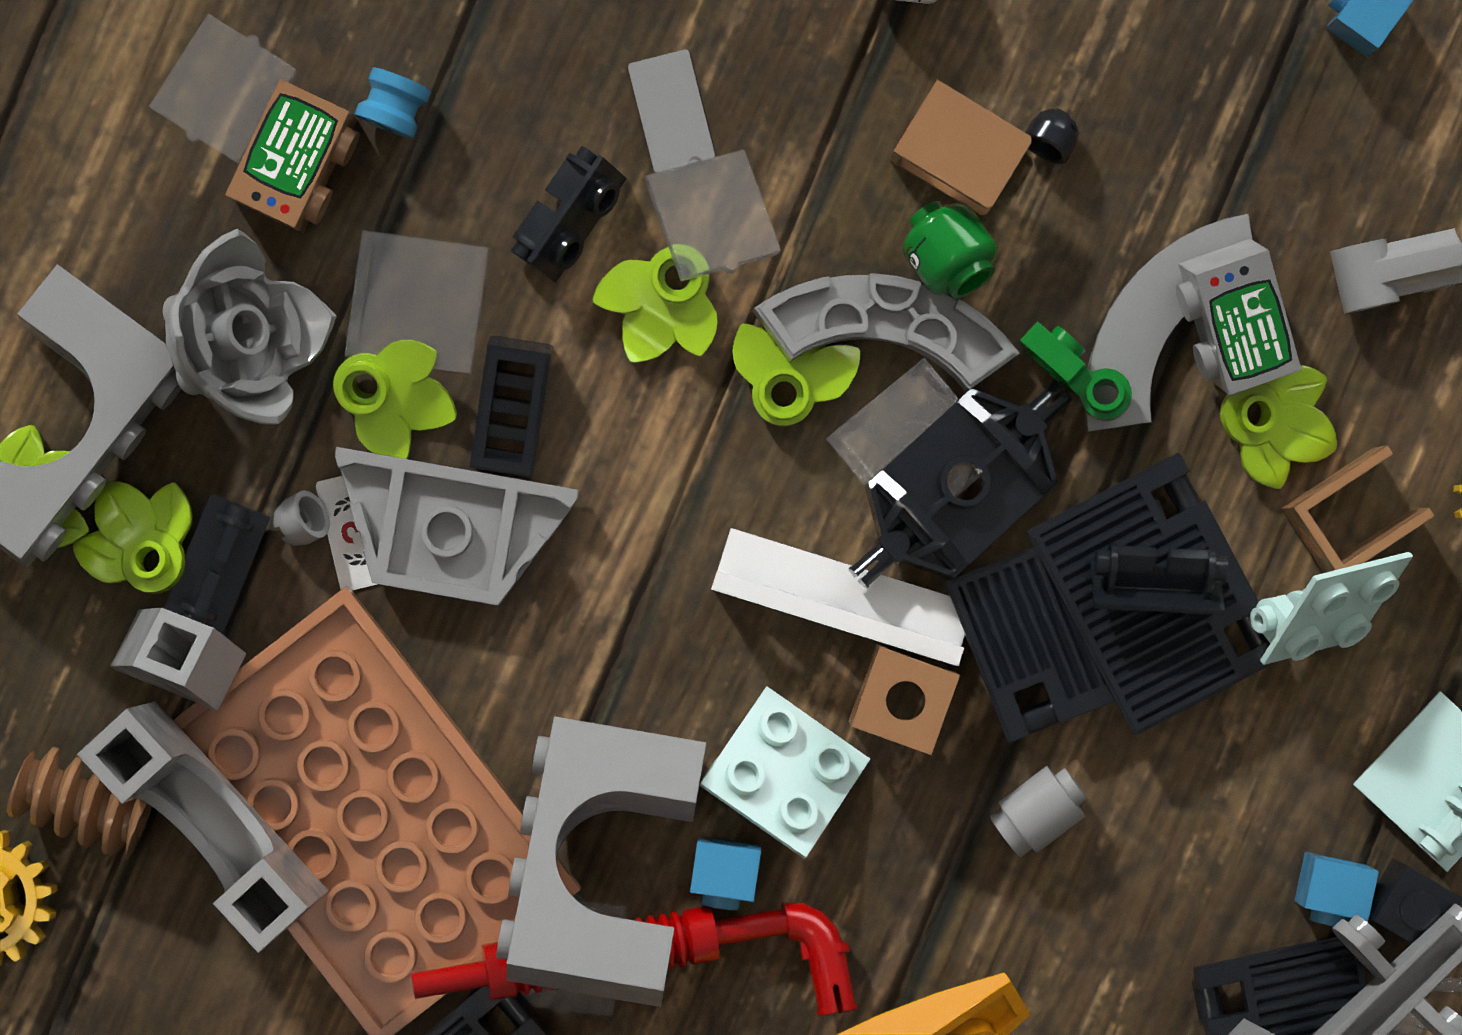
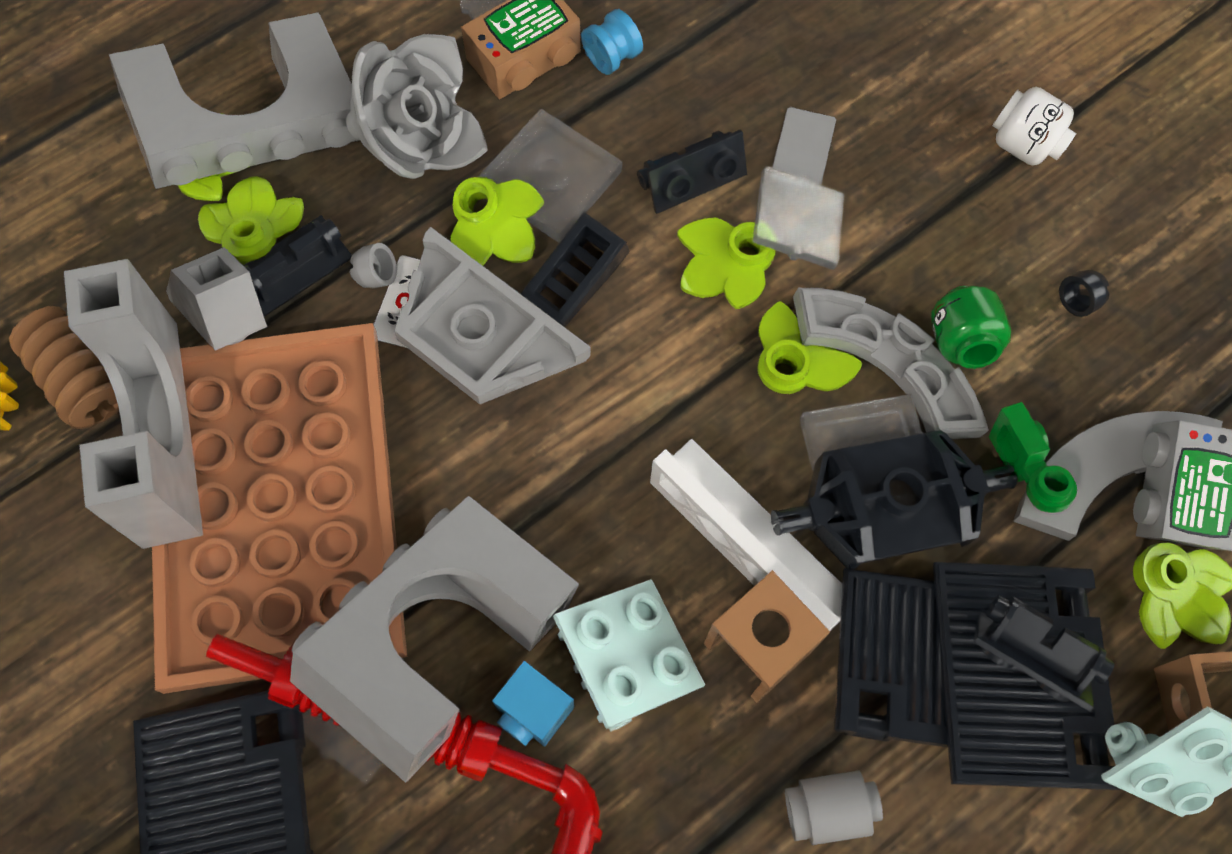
camera: 30 degrees right, 20 degrees down
(961, 148) = (1015, 256): medium nougat piece -> none

